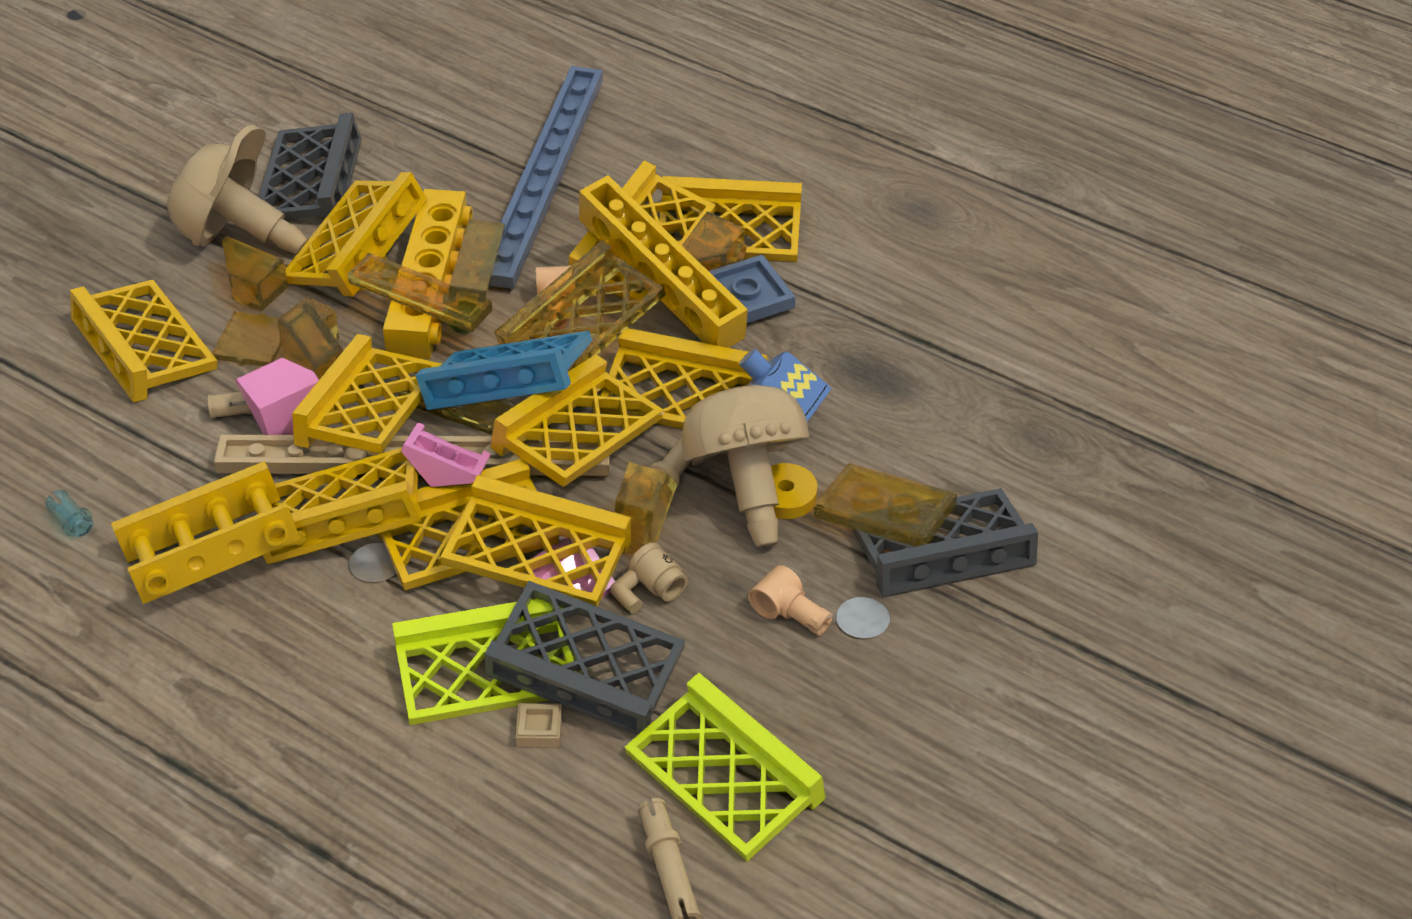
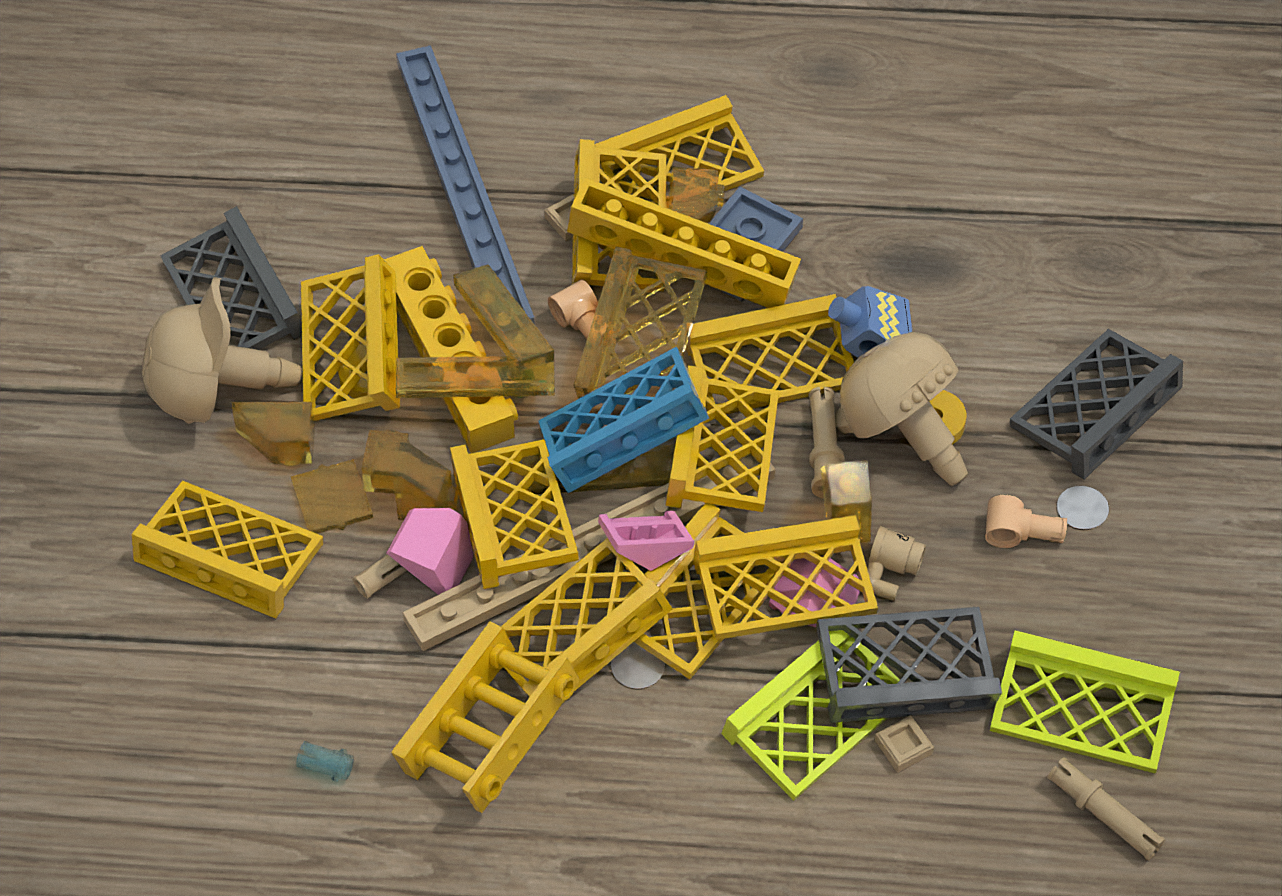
camera: 30 degrees left, 10 degrees up
(885, 505) = (1031, 393): clear yellow tile -> none

